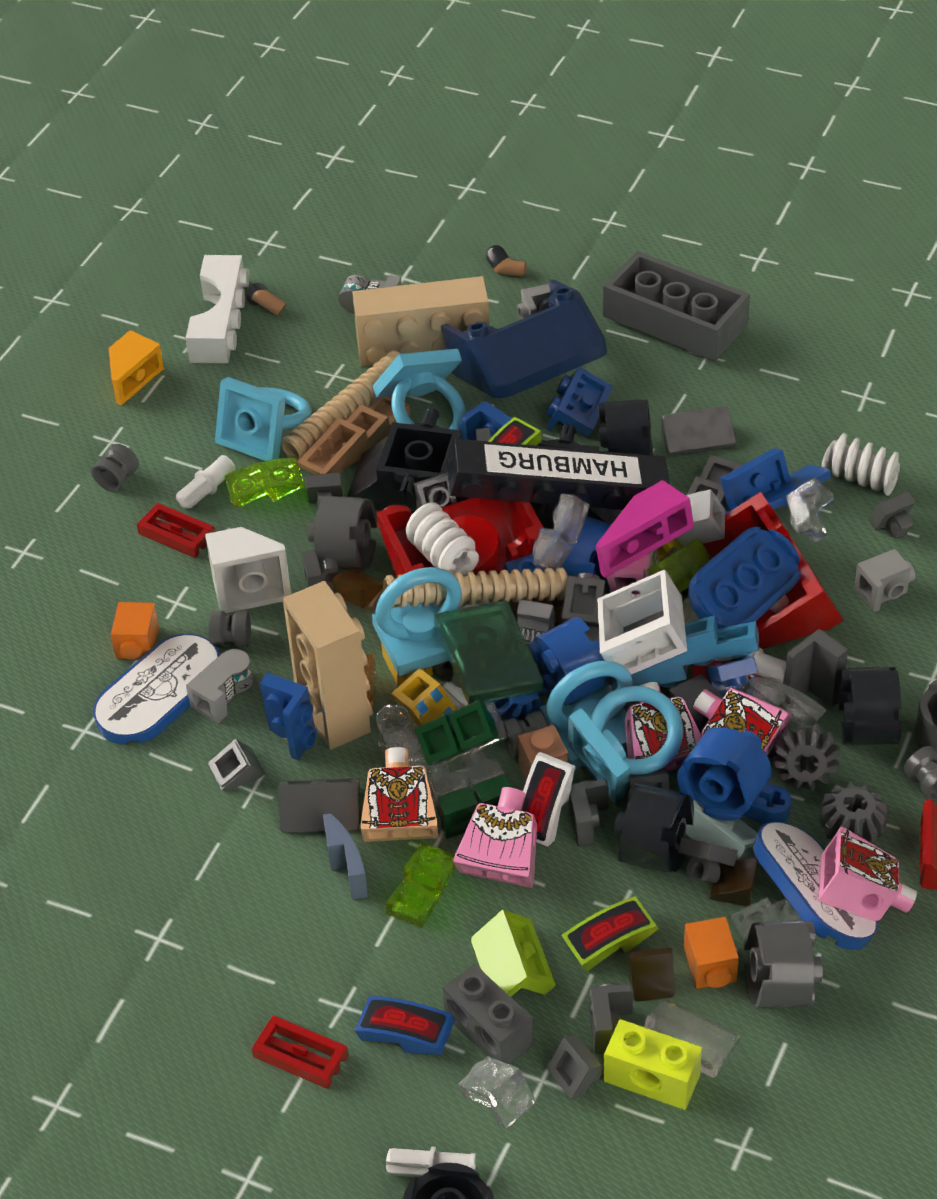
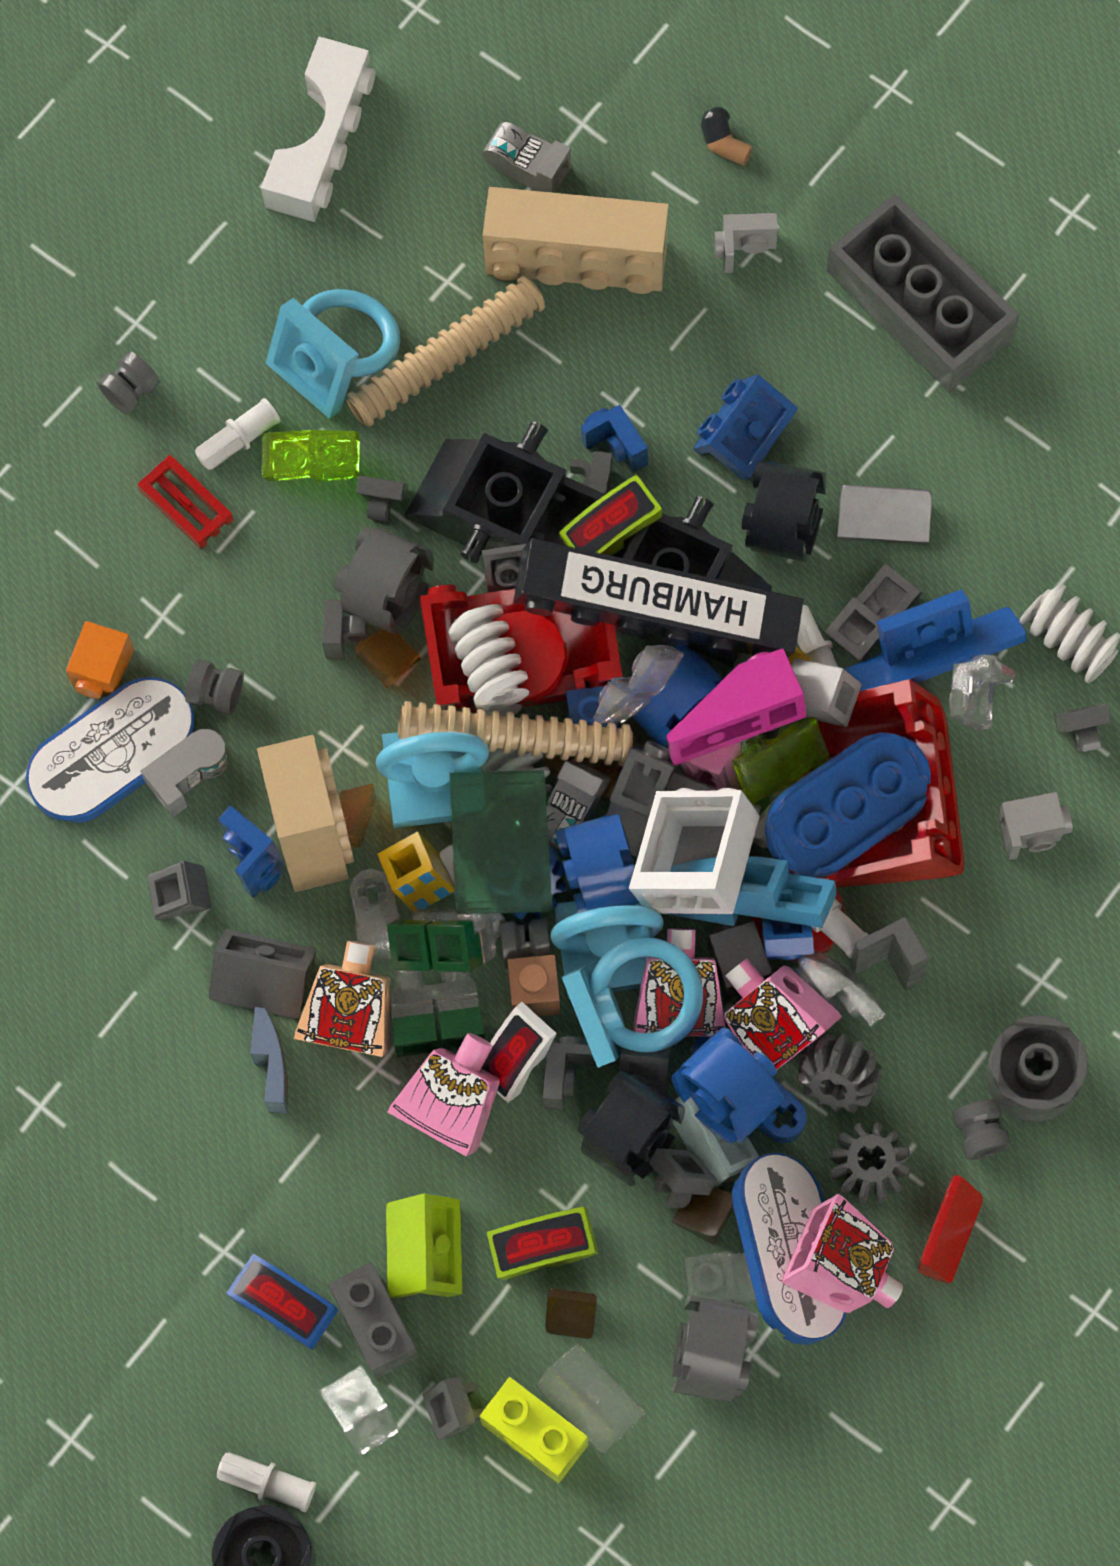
camera: 15 degrees right, 25 degrees up
(133, 364) = (184, 205): light orange slope -> none
(247, 569) = (247, 610): white slope -> none
(260, 295) = (382, 120): medium nougat arm -> none
(316, 1069) = (192, 1327): red tile -> none
(349, 438) = (443, 409): medium nougat slope -> none
(418, 375) = (541, 348): medium azure tile -> none
(422, 886) = (350, 1118): clear neon green slope -> none
(528, 350) = (707, 340): dark blue windscreen -> none
(604, 1009) = (499, 1358): dark grey bracket -> none
(711, 953) = (644, 1306): orange brick -> none
(870, 705) = (940, 1022): black brick -> none

